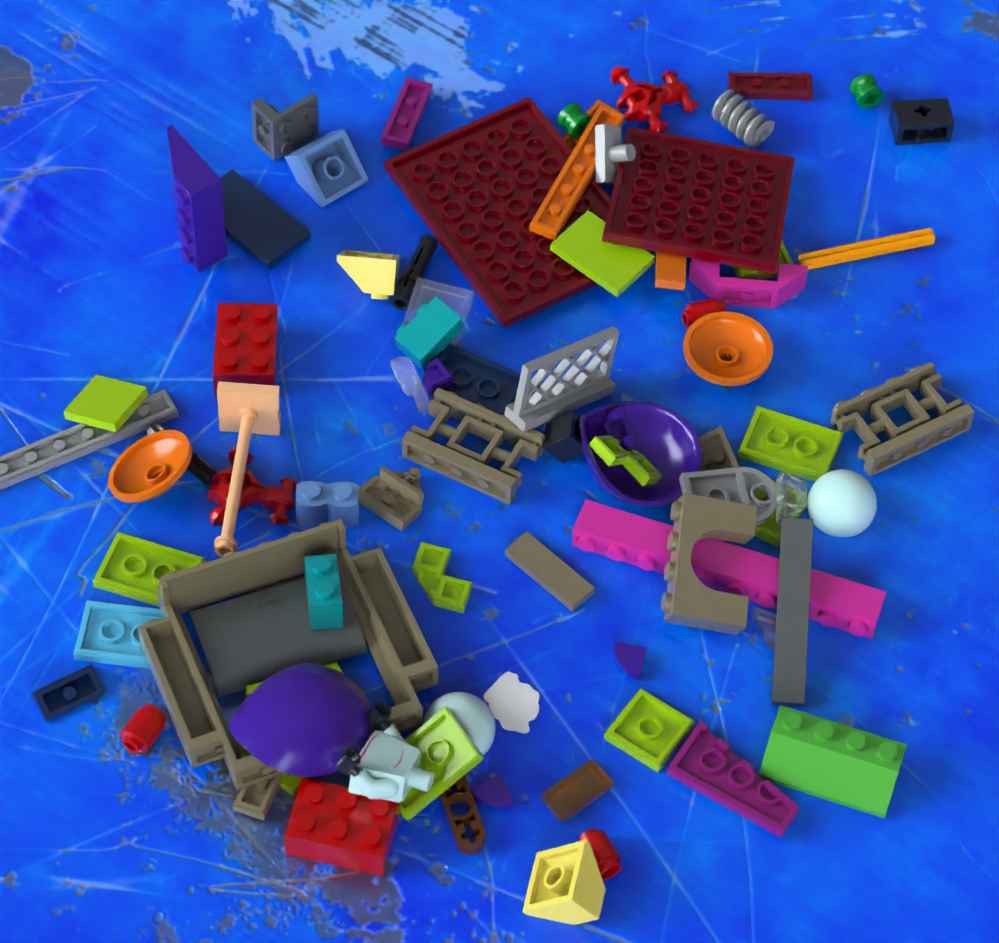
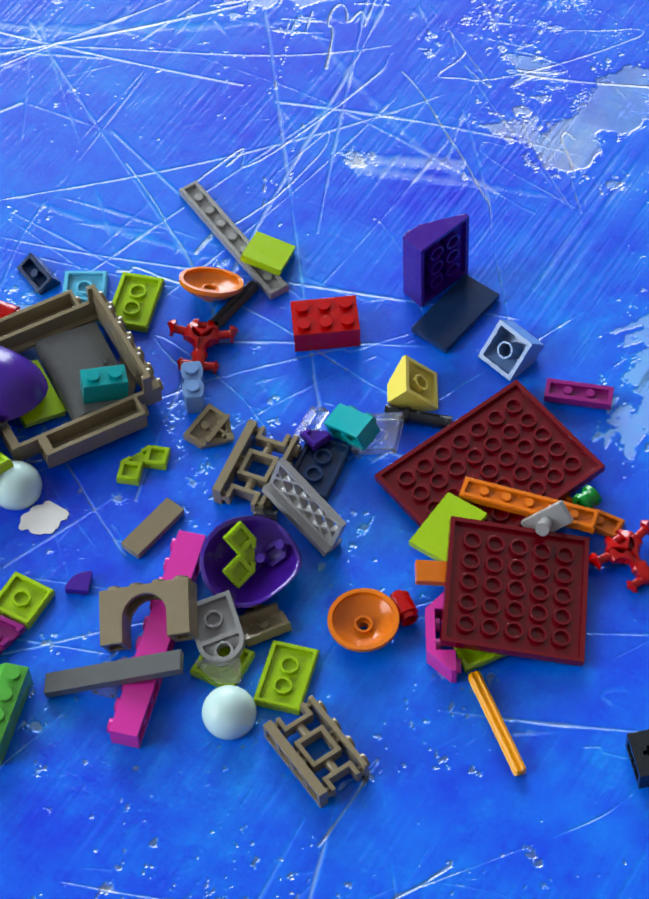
camera: 90 degrees right, 0 degrees up
(246, 411) = (261, 327): light nougat tile -> none
(284, 131) = (536, 315): dark grey bracket -> none
(742, 119) = (618, 619): light grey piece -> none

